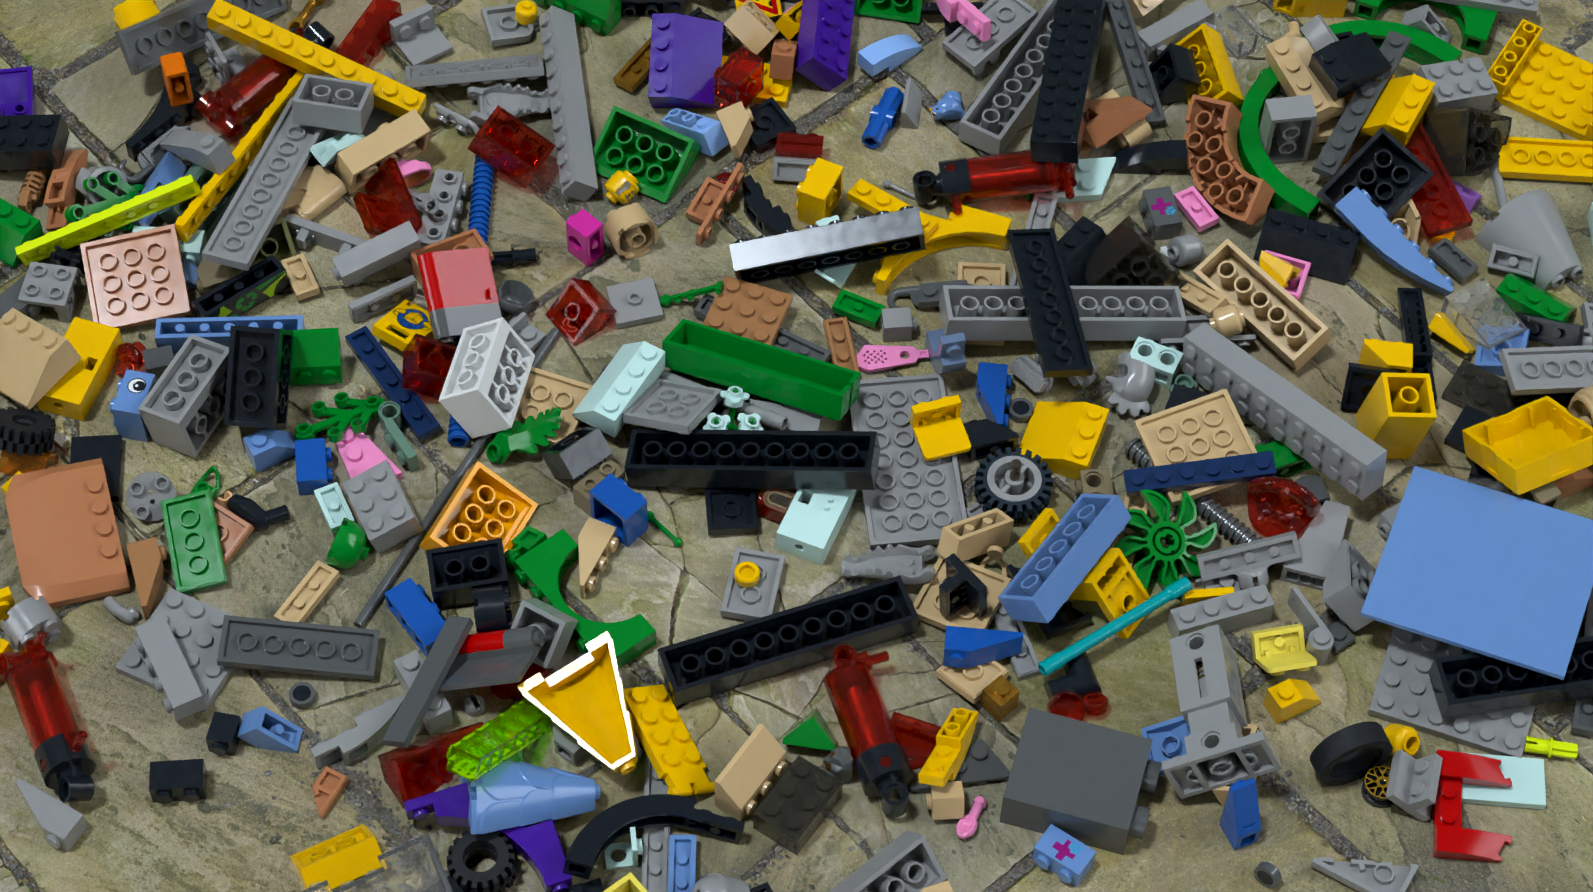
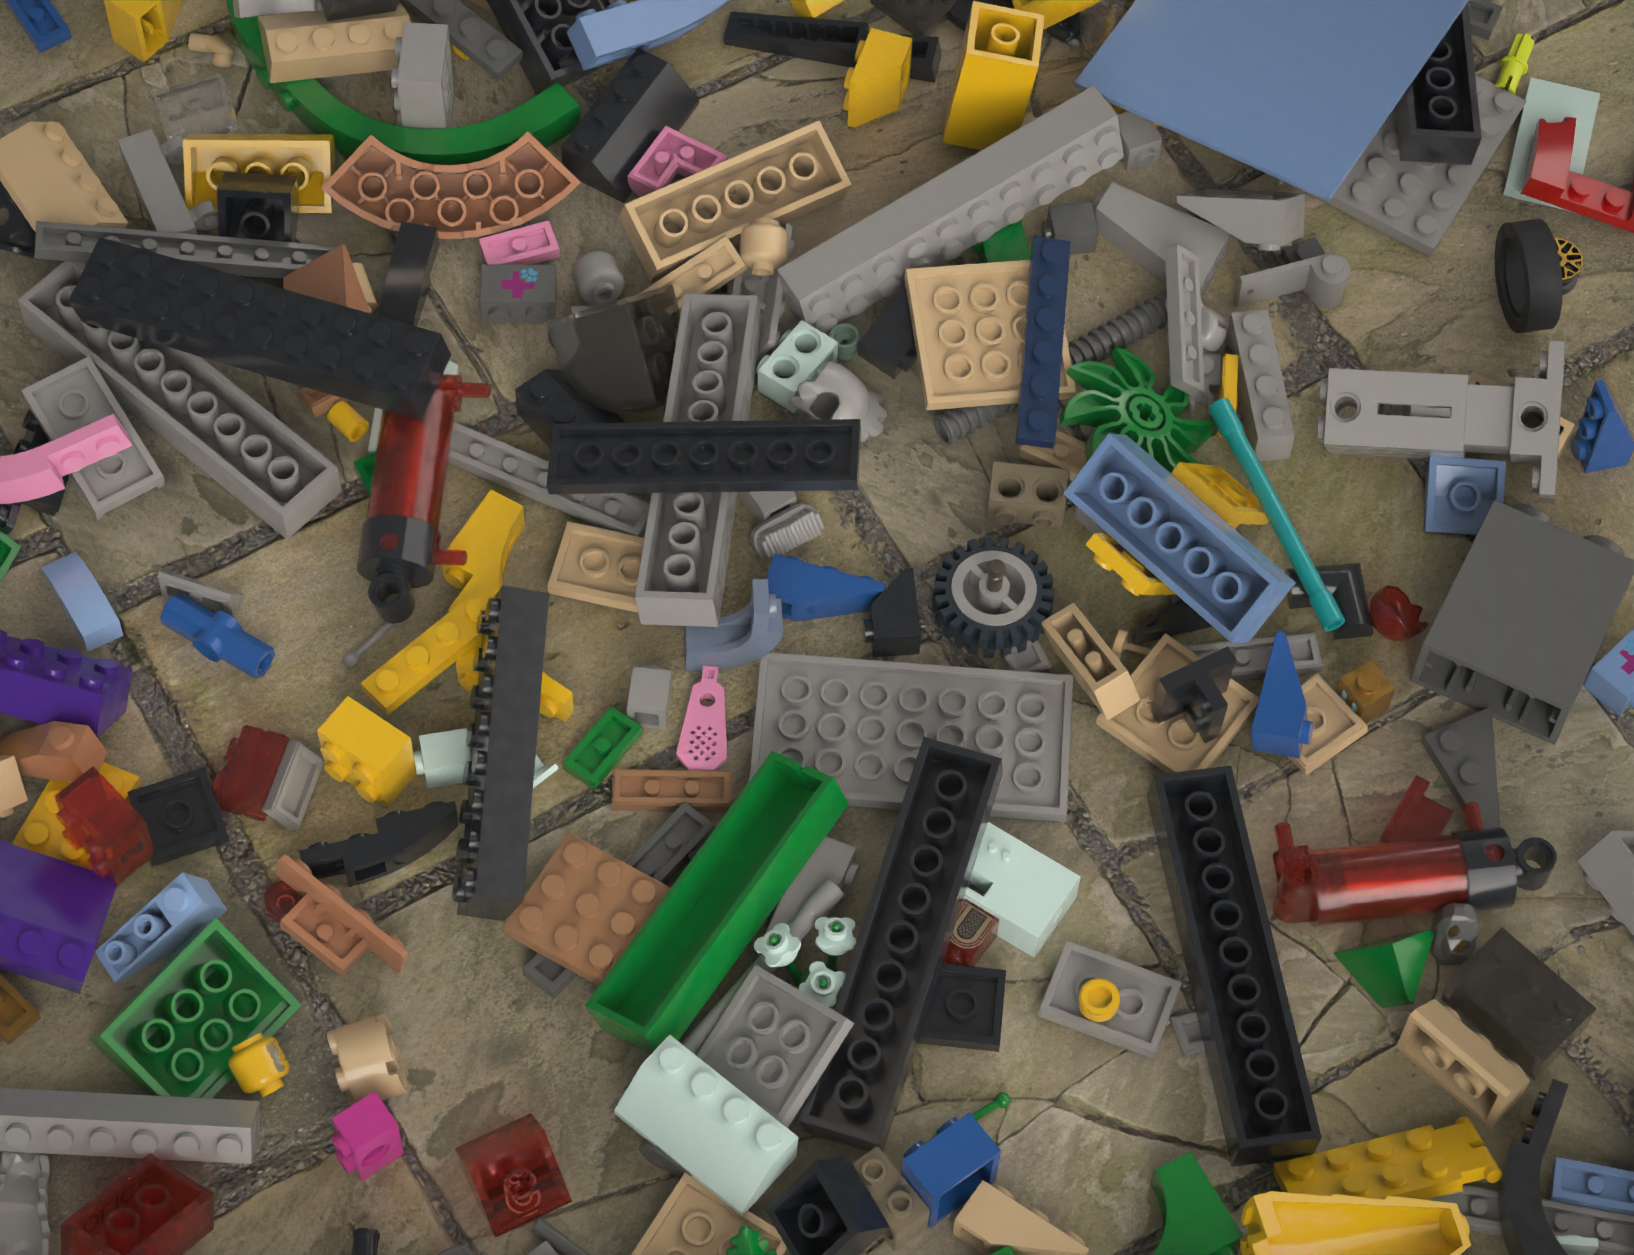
camera: 80 degrees left, 5 degrees up
(635, 303) = (505, 1086): light grey plate -> none
(666, 299) = (511, 1037): green piece -> none
(736, 126) = (190, 851): tan slope -> none
(892, 562) = (1106, 793): light grey animal -> none
(924, 295) = (604, 632): dark grey plate -> none
(939, 428) = (883, 671): yellow bracket -> none
(946, 801) = (1530, 799): tan brick -> none
(948, 107) = (223, 535): medium blue animal -> none
(950, 748) = (1456, 773): yellow slope -> none
(968, 825) = (1561, 782): bright pink piece -> none
(1020, 410) = (845, 558): dark grey tile -> none
(1065, 435) = (910, 513): yellow slope -> none
(1096, 704) = (1382, 572): clear red tile -> none
(1278, 268) = (680, 161): yellow brick -> none
(1280, 505) = (1099, 264): clear red piece -> none
(1281, 649) = (1340, 326): light yellow bracket -> none
(1289, 699) = (1407, 337): yellow slope -> none
(1359, 383) = (914, 110): black tile -> none
(1403, 738) = (1487, 220): yellow head -> none
(1414, 783) = (1573, 214): light grey bracket -> none

